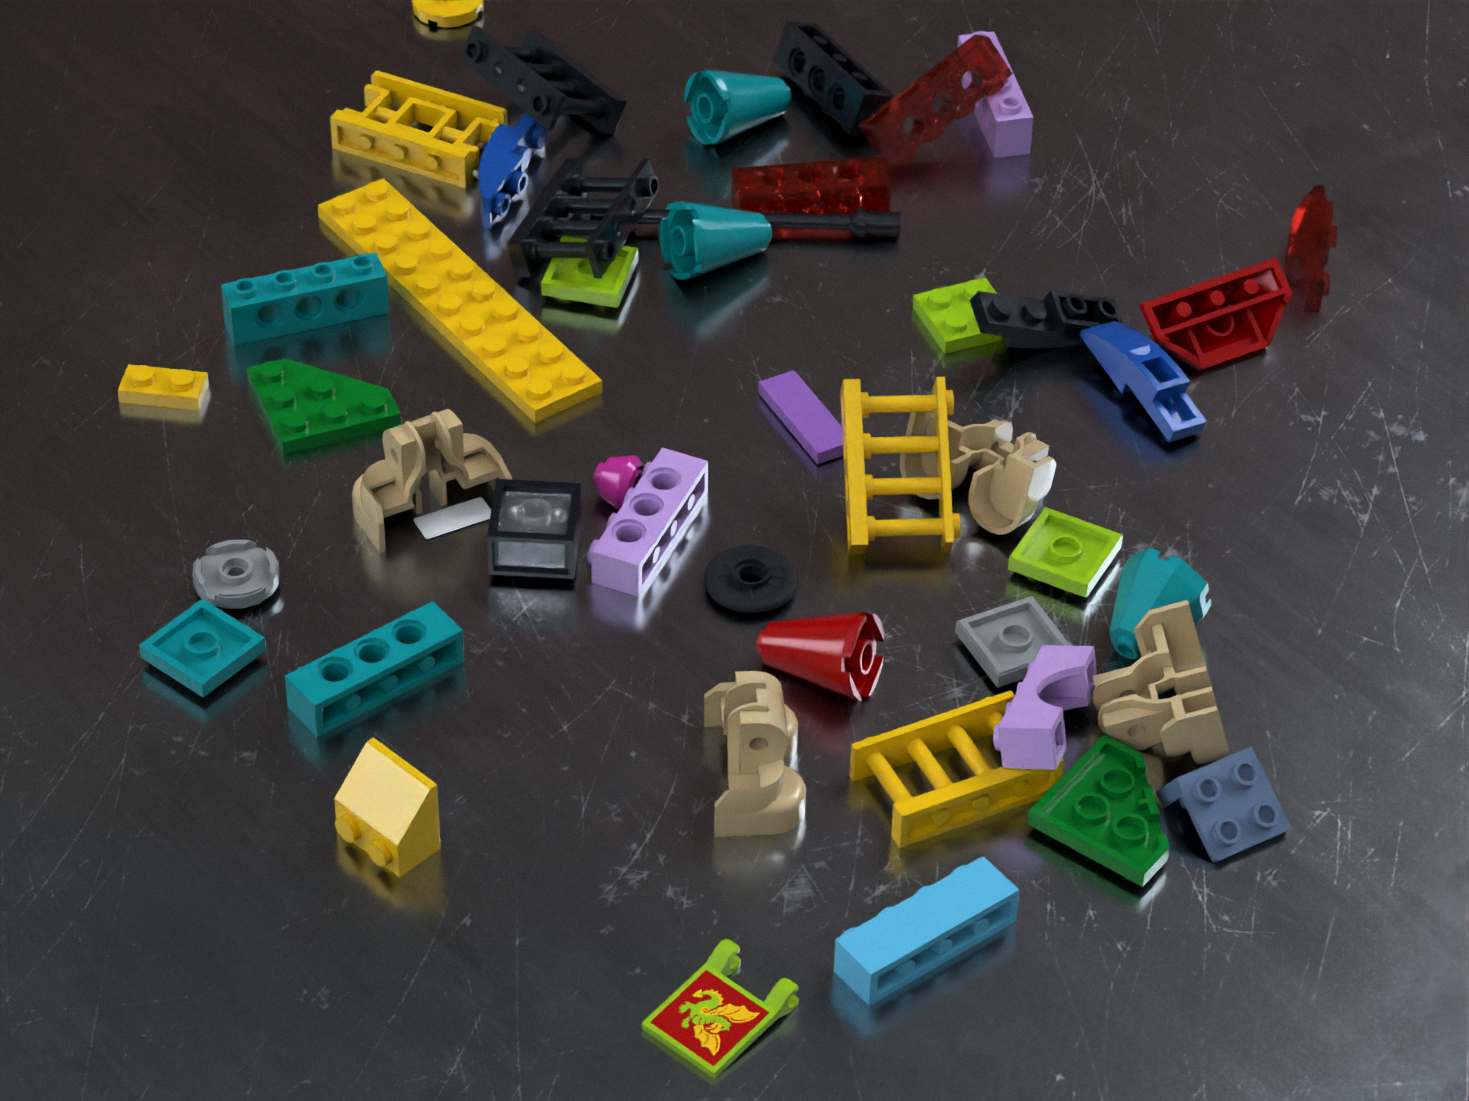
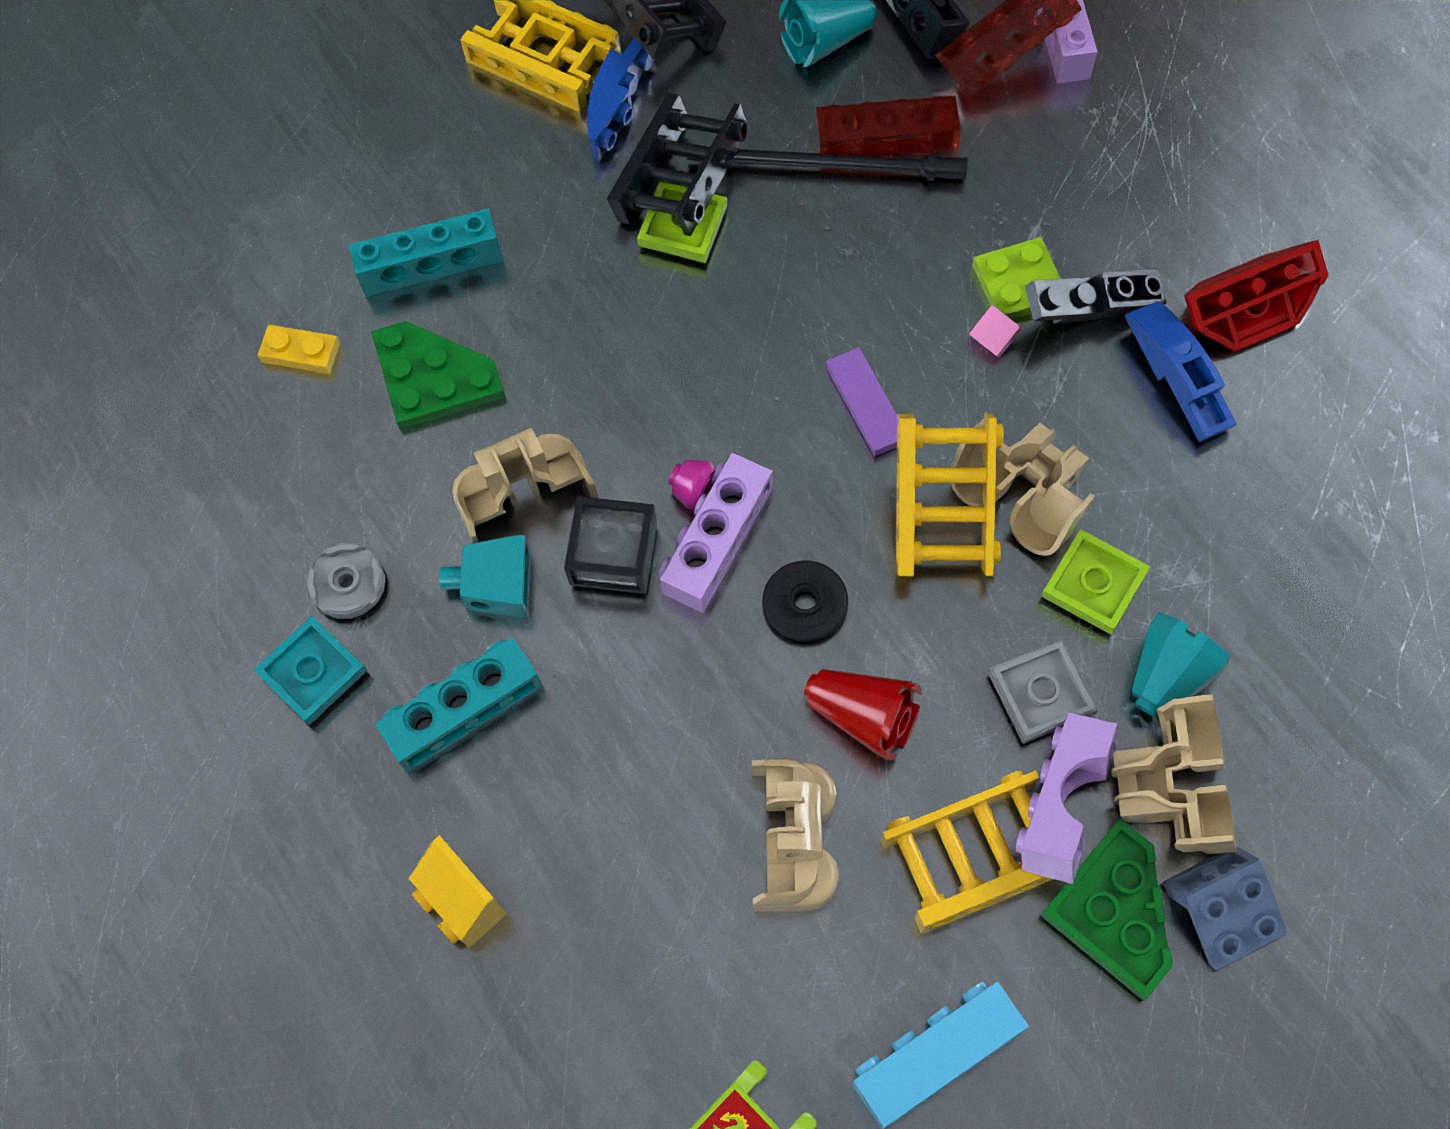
camera: 10 degrees right, 25 degrees up
(401, 564) = (492, 576): none -> teal torso
(453, 518) = (543, 511): white sticker -> none
(461, 301) = (566, 251): yellow plate -> none
(709, 237) = (793, 189): teal cone -> none
(942, 353) = (995, 331): none -> bright pink tile
(1309, 248) = (1342, 210): clear red slope -> none

